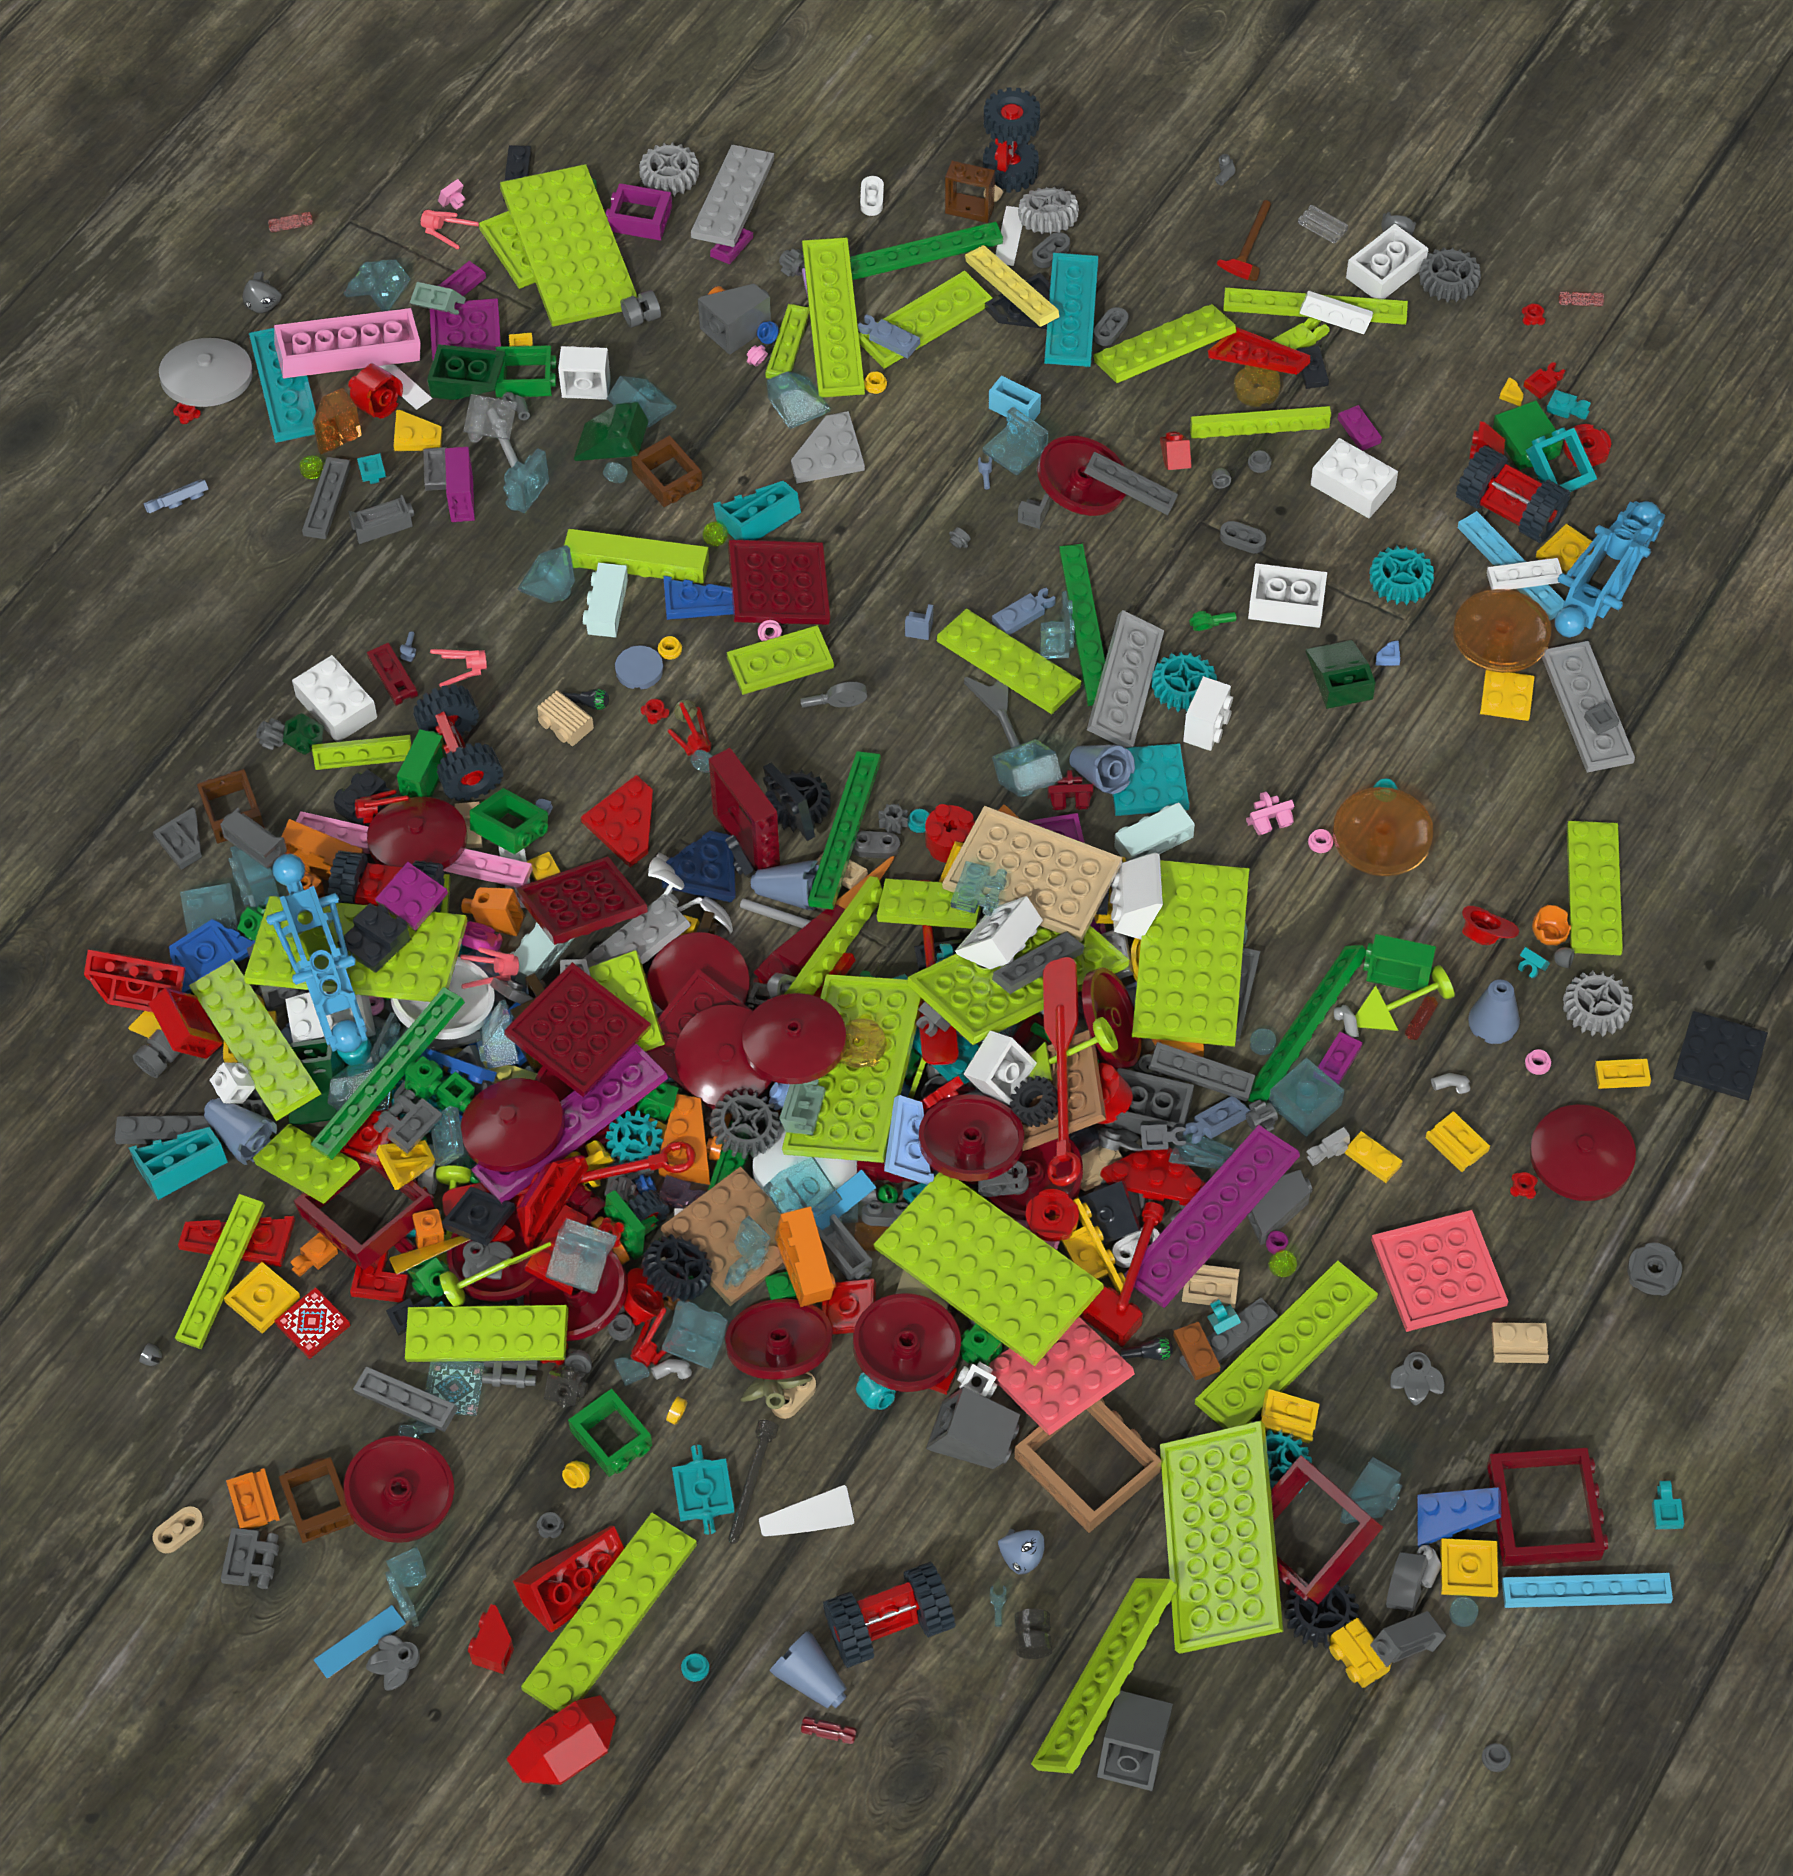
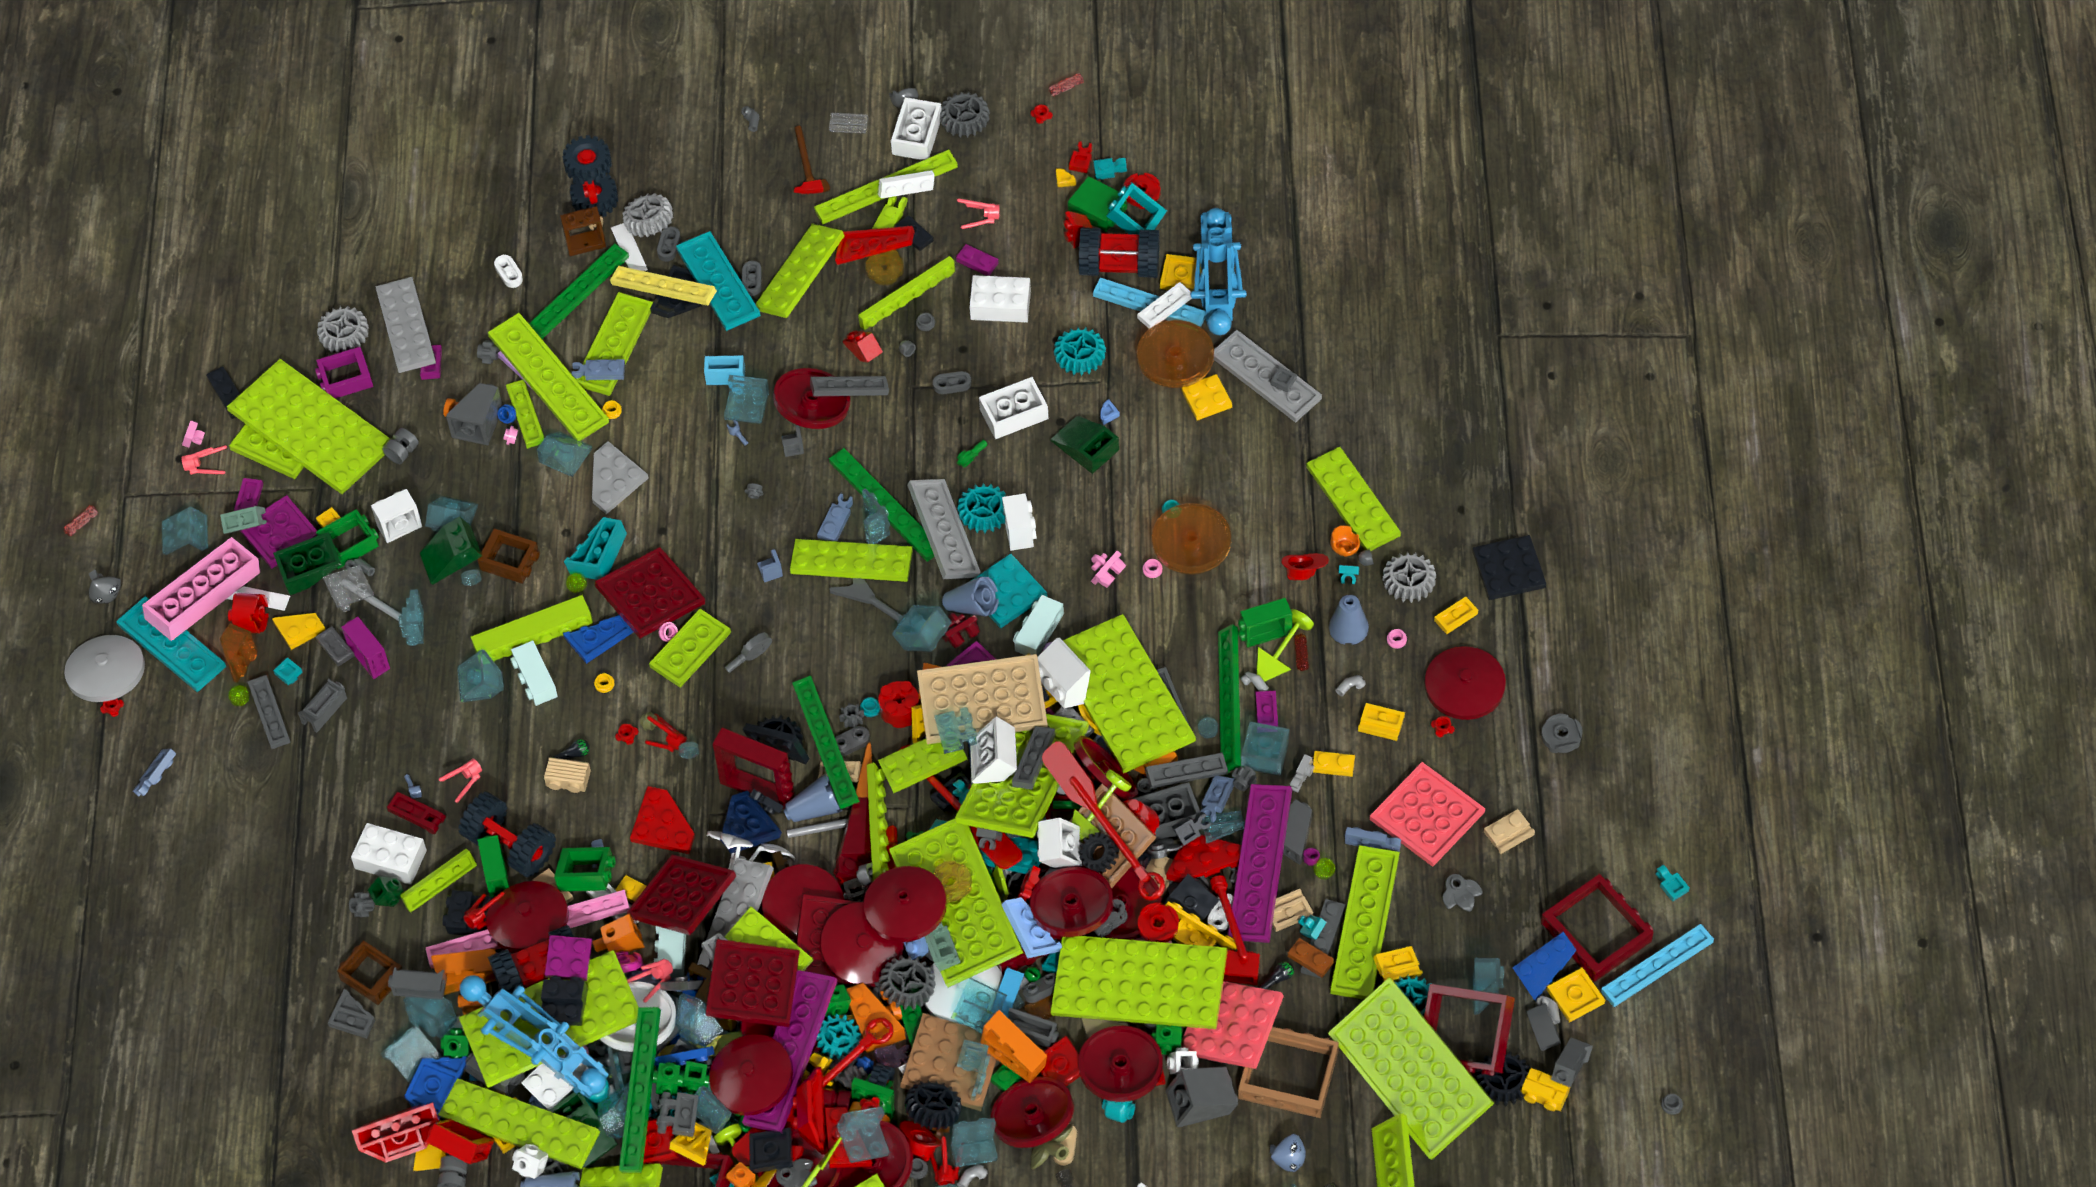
camera: 30 degrees left, 0 degrees up
(639, 667) = (592, 709): sand blue tile -> none
(1358, 1263) = (1357, 836): none -> sand blue plate
(1408, 385) = (990, 211): none -> coral plant
(1463, 1611) = (1590, 1025): clear light blue tile -> none

